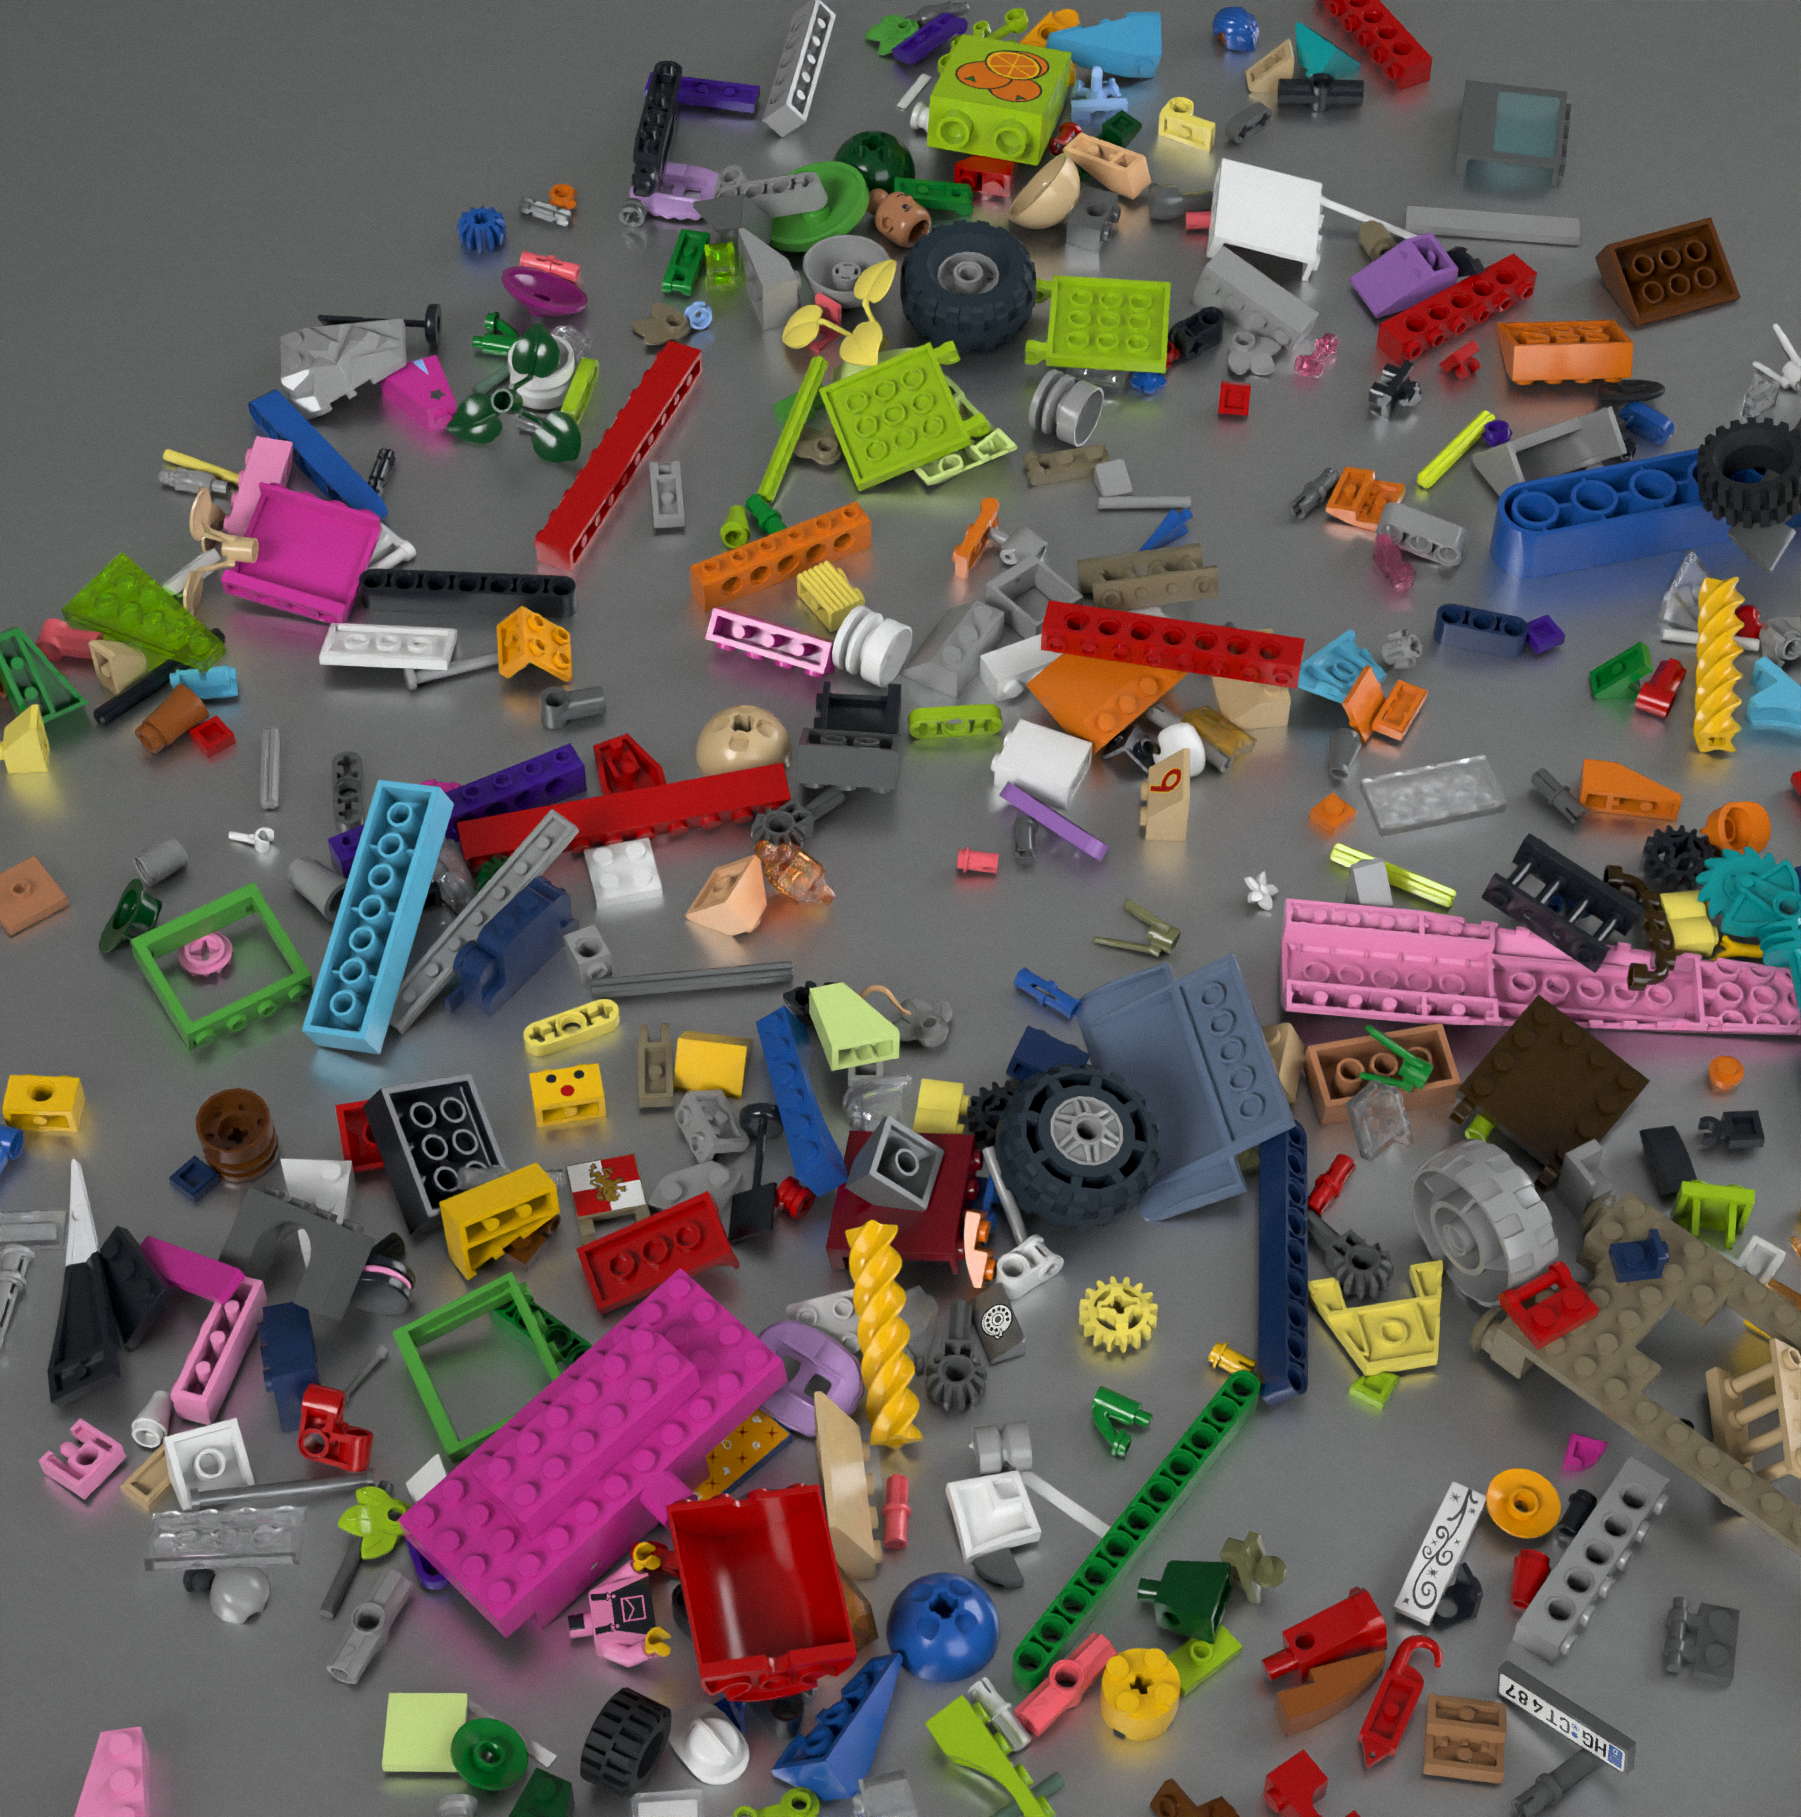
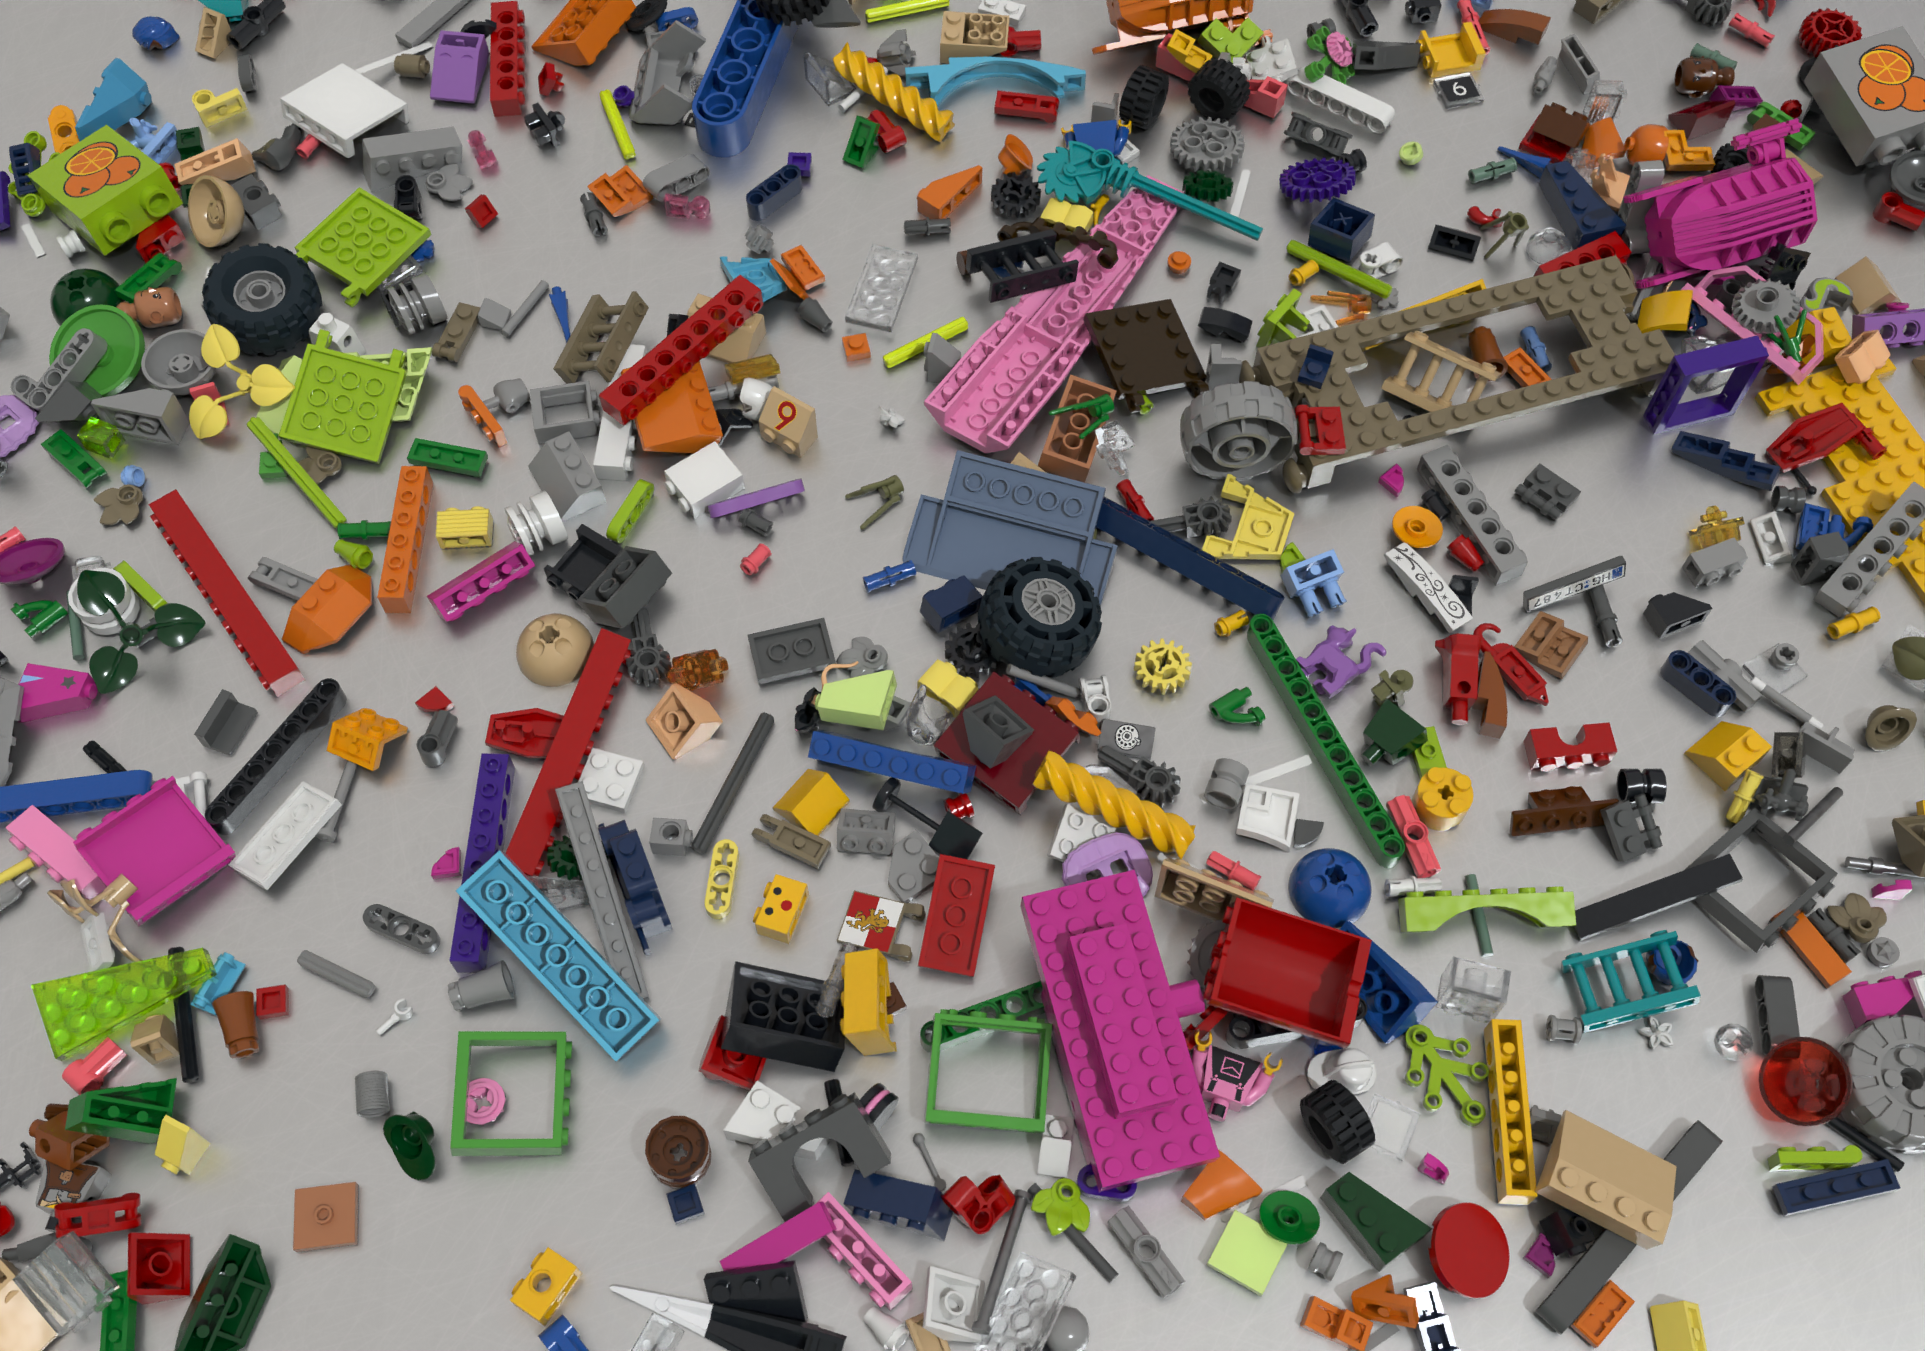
camera: 60 degrees left, 10 degrees up
(478, 535) = (225, 723): none -> dark grey panel
(487, 1668) = (1219, 1188): none -> orange slope
(615, 683) = (434, 701): none -> red tile
(659, 540) = (328, 609): none -> orange wedge
(885, 949) = (791, 650): none -> dark grey plate
(905, 538) = (447, 457): none -> green plate
(974, 359) = (343, 335): none -> white torso
(987, 23) = (19, 156): none -> dark blue slope
(1253, 1486) = (1334, 663): none -> medium lavender animal
(1357, 1410) = (1311, 574): none -> light blue brick

